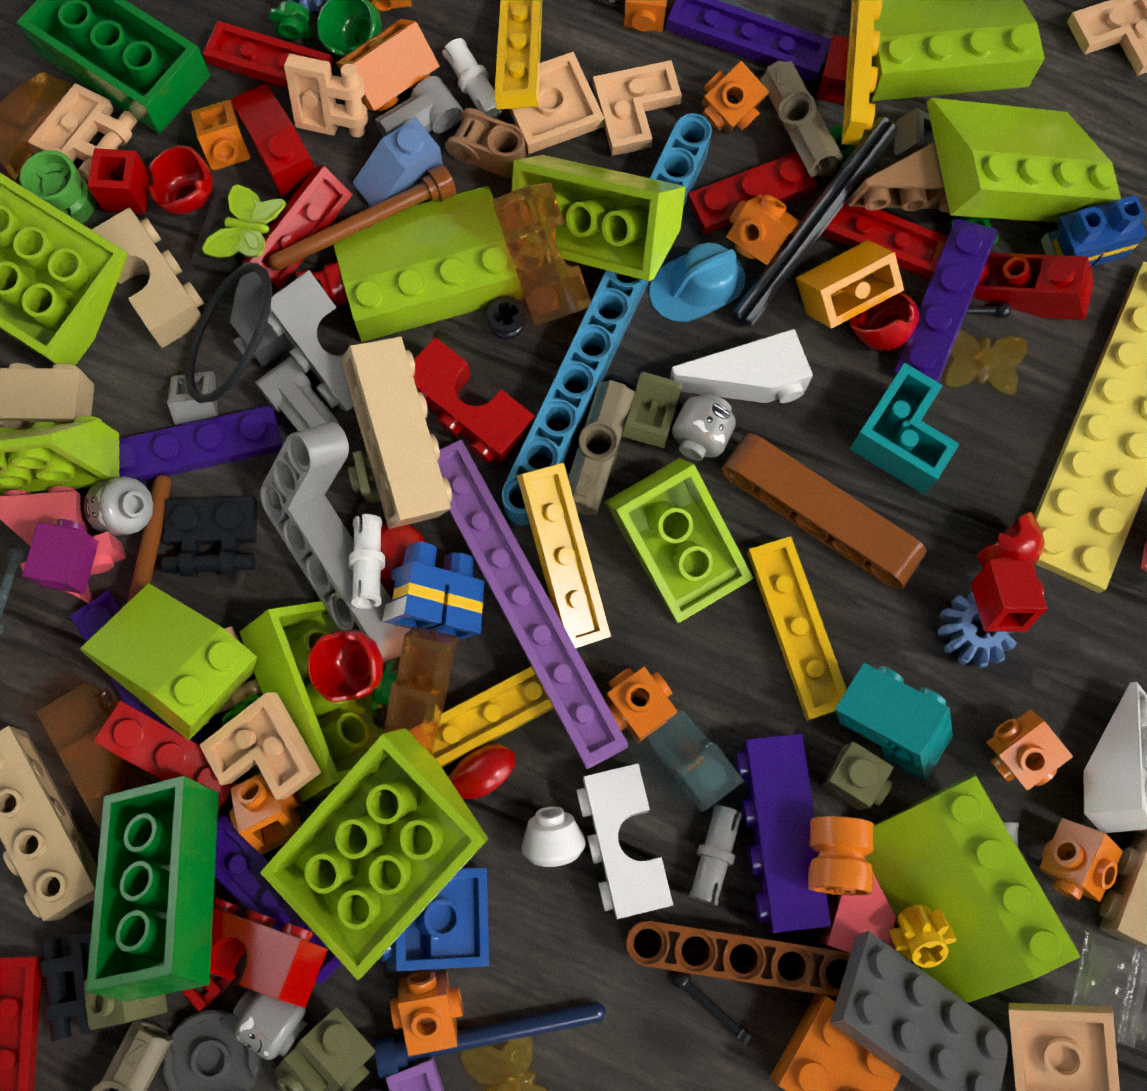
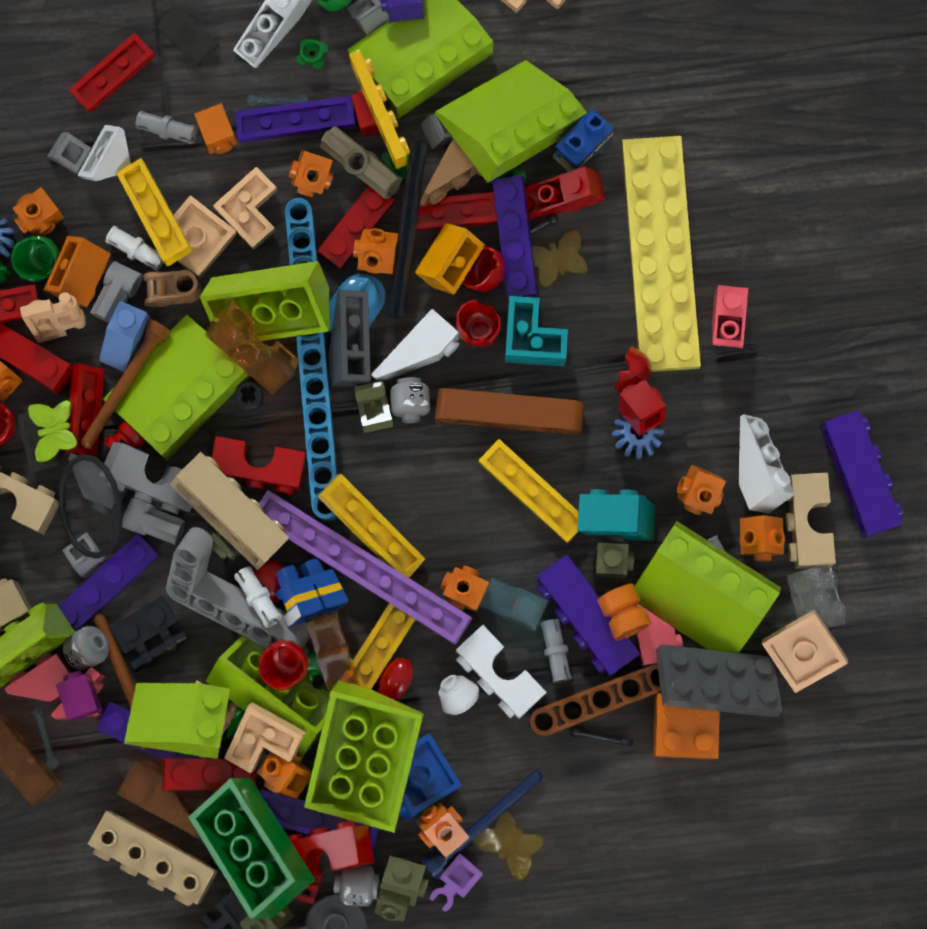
camera: 25 degrees left, 5 degrees up
(604, 424) = (349, 430): dark tan piece -> none
(669, 312) = (350, 340): none -> dark grey slope
(679, 538) = (433, 477): lime slope -> none
(841, 381) = (478, 323): none -> red hair
(922, 935) = (692, 630): yellow gear -> none

